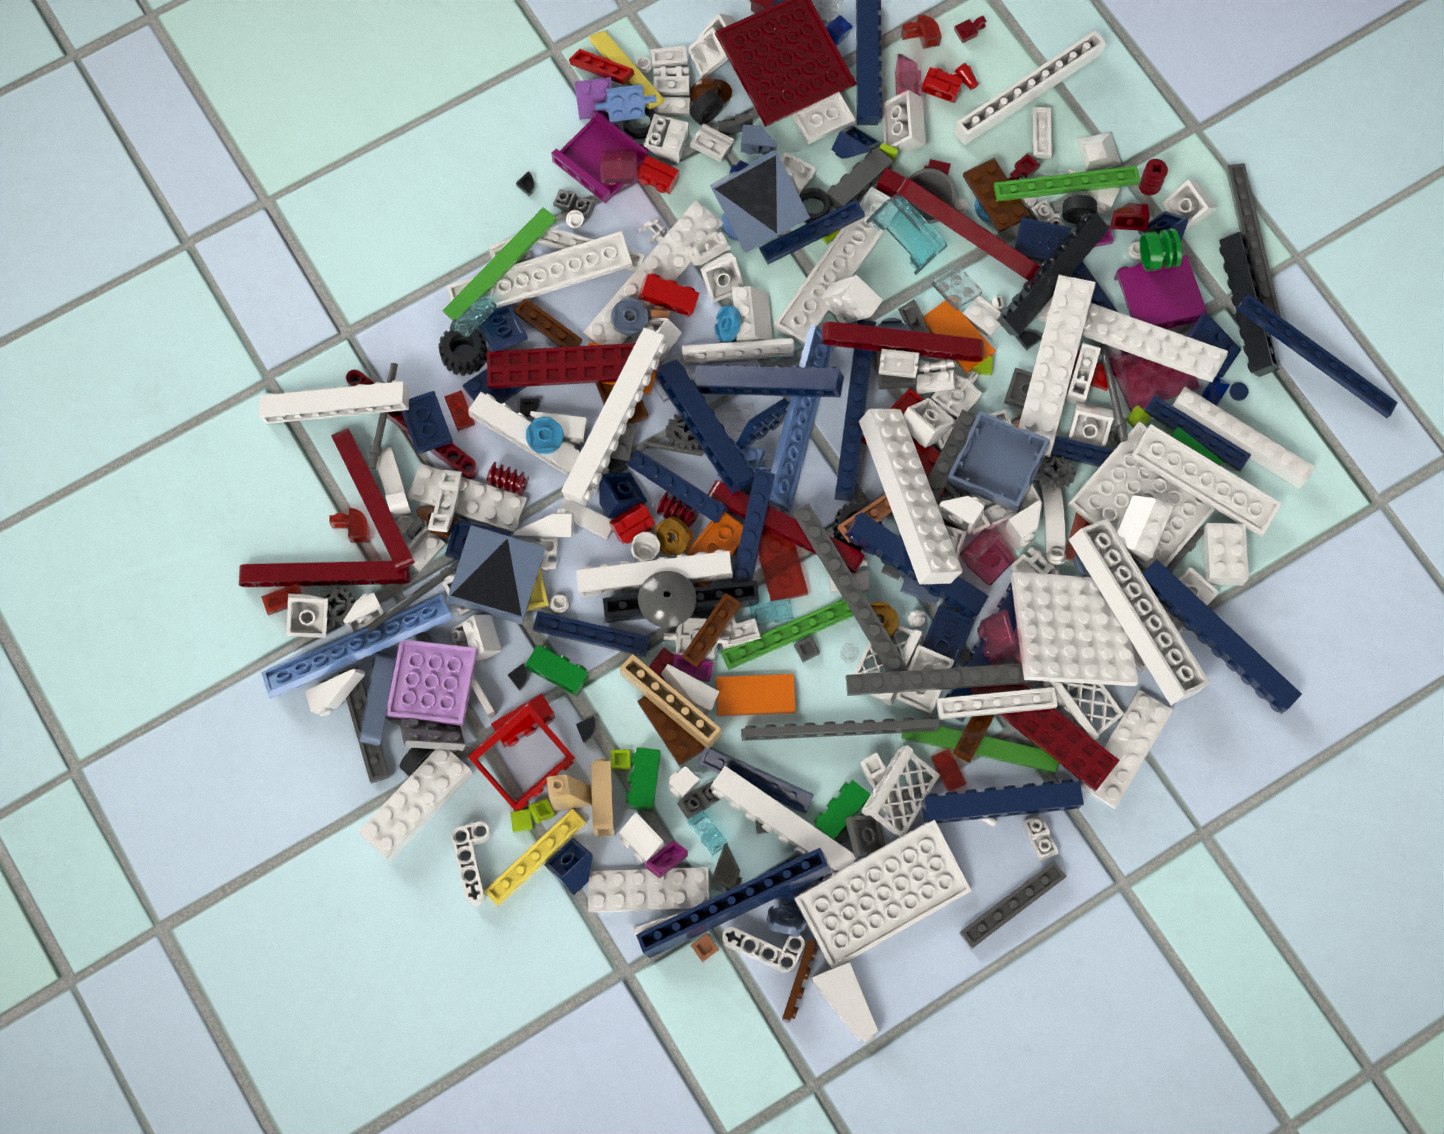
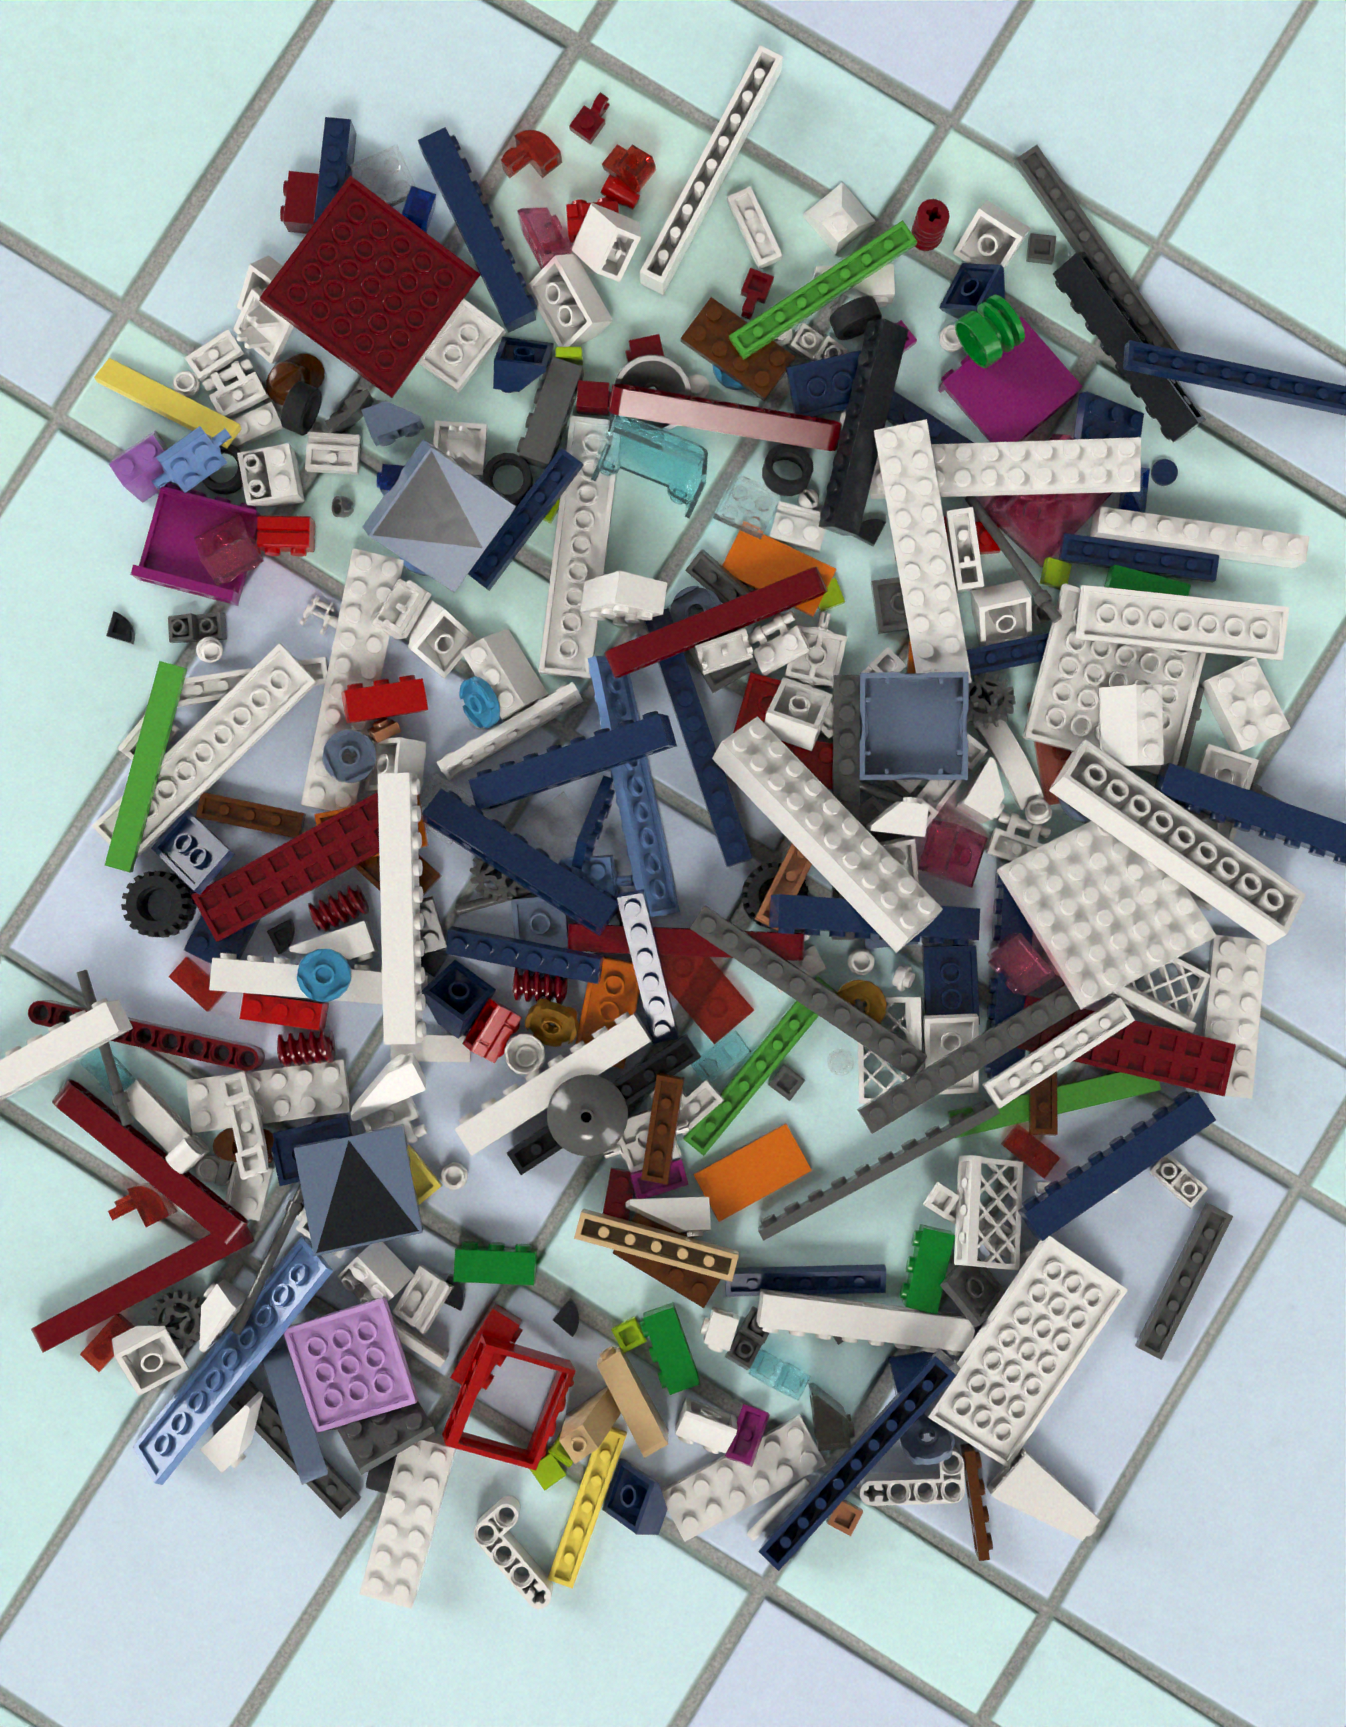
camera: 20 degrees left, 15 degrees up
(369, 427) = (94, 1064): none -> clear light blue slope
(426, 423) = (165, 1032): dark blue plate -> none
(473, 316) = (149, 857): clear light blue plate -> none
(498, 669) = (422, 1299): none -> white plate
(505, 449) = (284, 1011): none -> red brick
(573, 404) = (338, 909): none -> dark red piece
(591, 633) = (513, 1196): dark blue plate -> none
(601, 66) = (133, 416): red plate -> none
(697, 471) = (539, 922): none -> sand blue plate
(701, 175) = (342, 506): none -> flat silver hinge
(893, 596) = (861, 961): none -> white plate
(944, 96) = (607, 241): none -> white slope
(982, 63) = (631, 165): none -> clear red brick
(987, 286) = (794, 454): none -> black tyre
(1131, 217) = (927, 296): dark red slope -> none
(1219, 225) = (1041, 248): none -> dark grey tile

